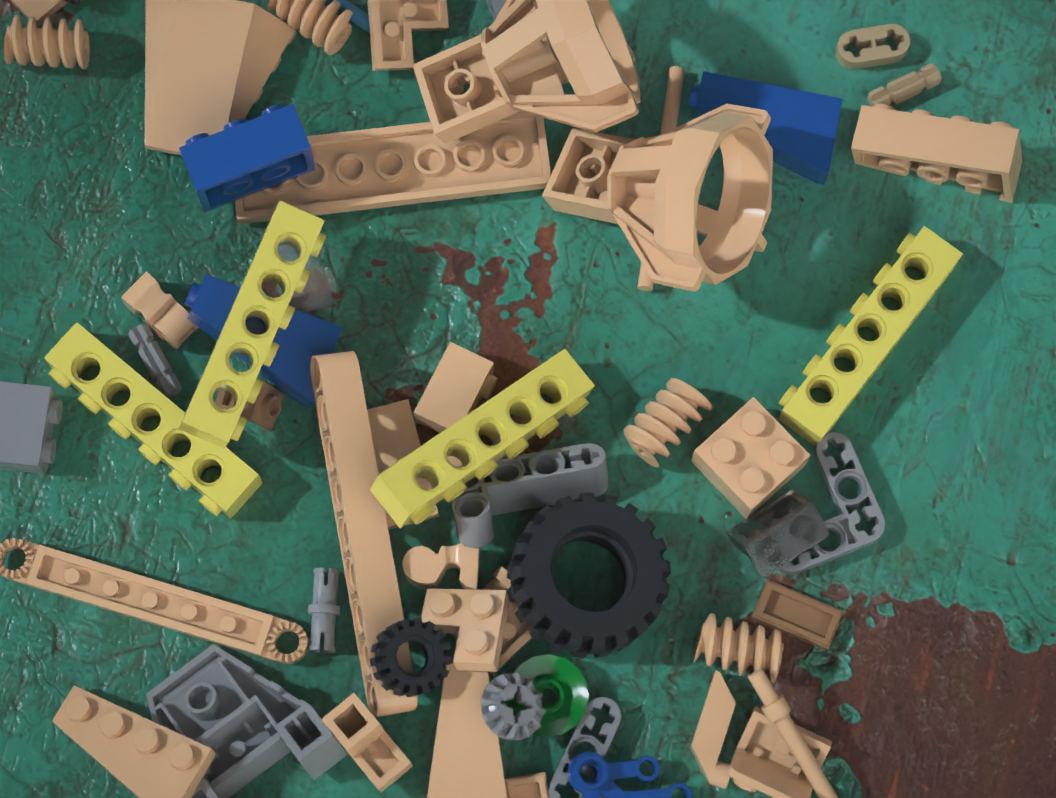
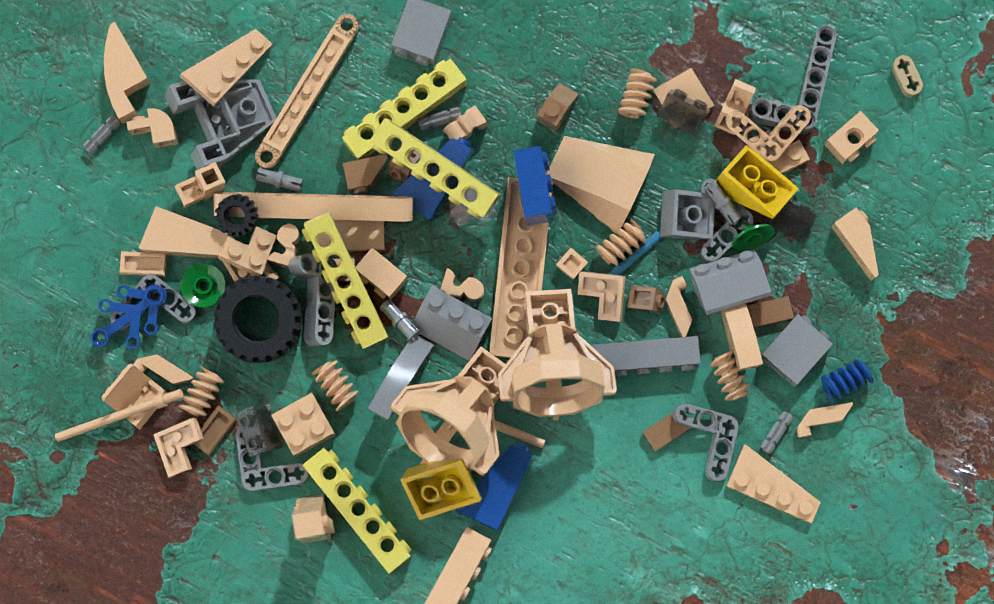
camera: 105 degrees right, 5 degrees up
(97, 169) = (556, 107): none -> medium nougat slope
(283, 463) = (364, 173): none -> medium nougat slope
(364, 87) = (571, 264): none -> light nougat plate
(445, 242) = (471, 287): none -> light nougat leg
(500, 717) = (208, 259): light grey gear -> none
(512, 256) = (451, 323): none -> light grey slope
(527, 342) = (399, 320): none -> light grey pin
(628, 312) = (400, 375): none -> light grey slope
(800, 196) = (439, 487): none -> yellow slope
(840, 676) = (172, 444): none -> light nougat plate
(875, 54) = (537, 562): tan beam -> none
(906, 86) = (501, 572): tan axle -> none
(916, 388) = (311, 519): none -> light nougat wedge

